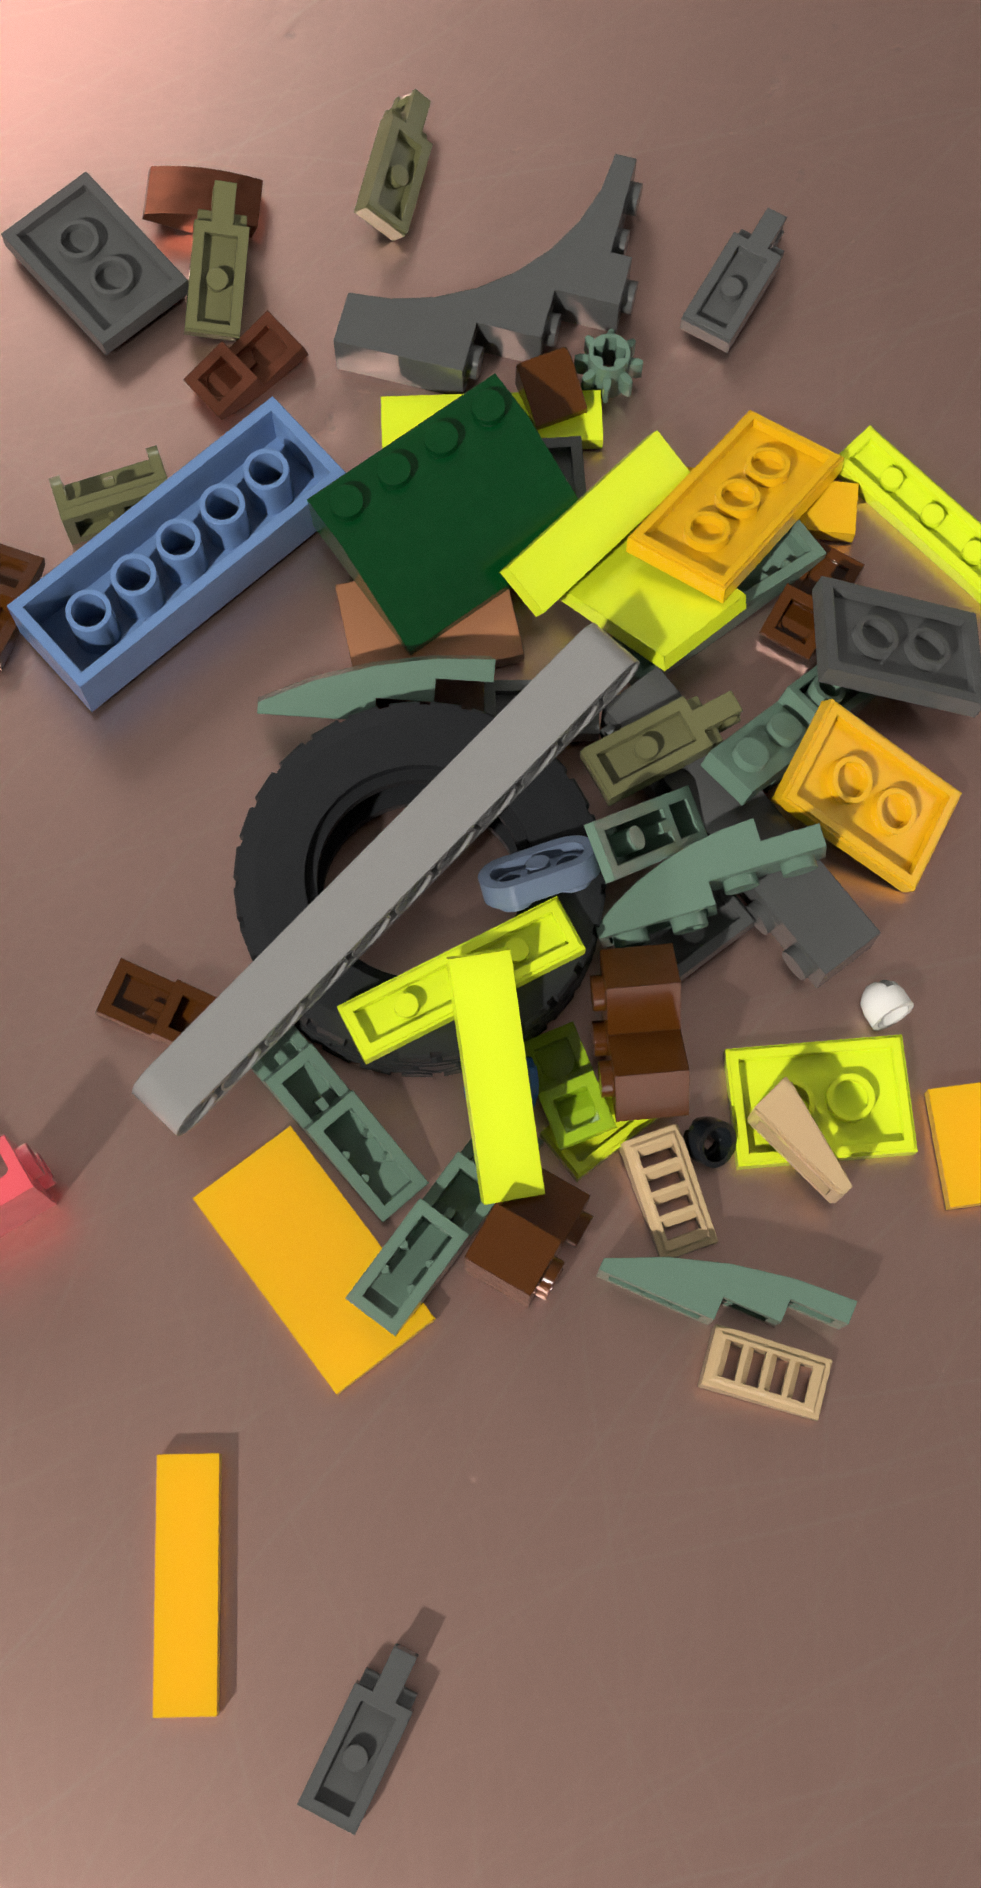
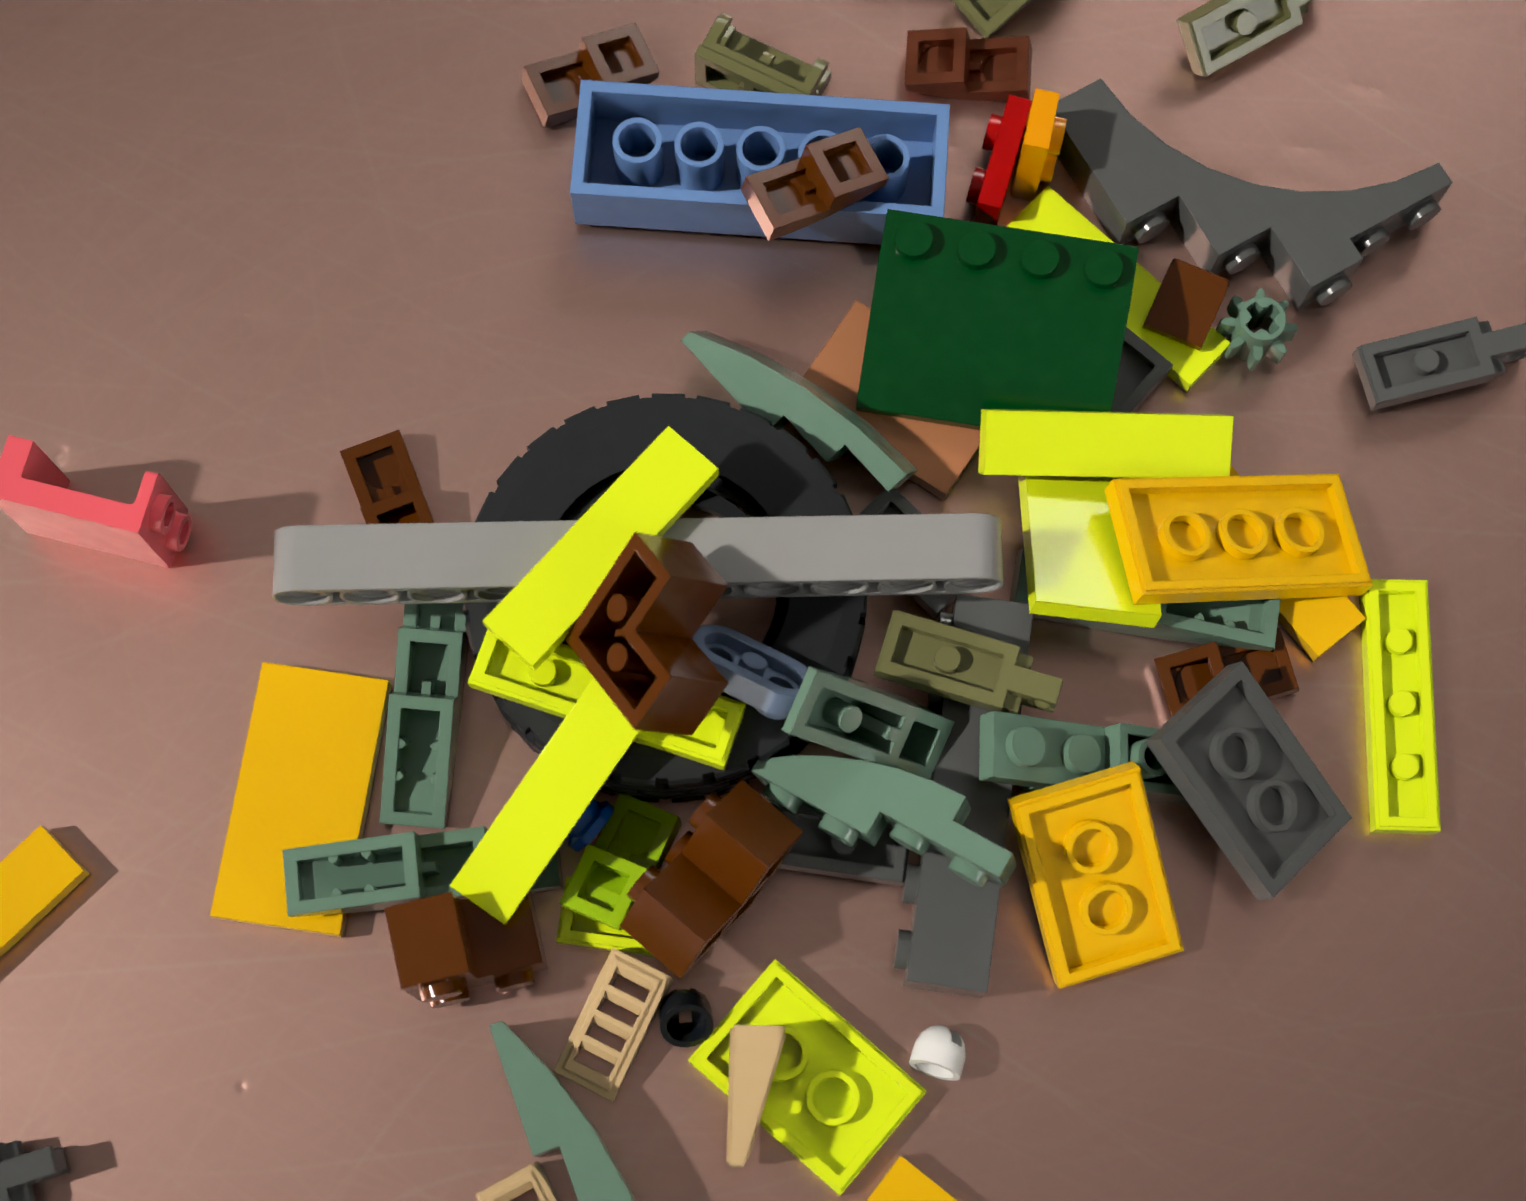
camera: 45 degrees right, 0 degrees up
(241, 527) = (818, 184): none -> reddish brown slope
(324, 392) = (1004, 140): none -> red plate
(352, 372) = (1039, 145): none -> light orange plate
(368, 883) = (559, 587): none -> neon yellow tile
(455, 912) = (641, 634): none -> reddish brown brick

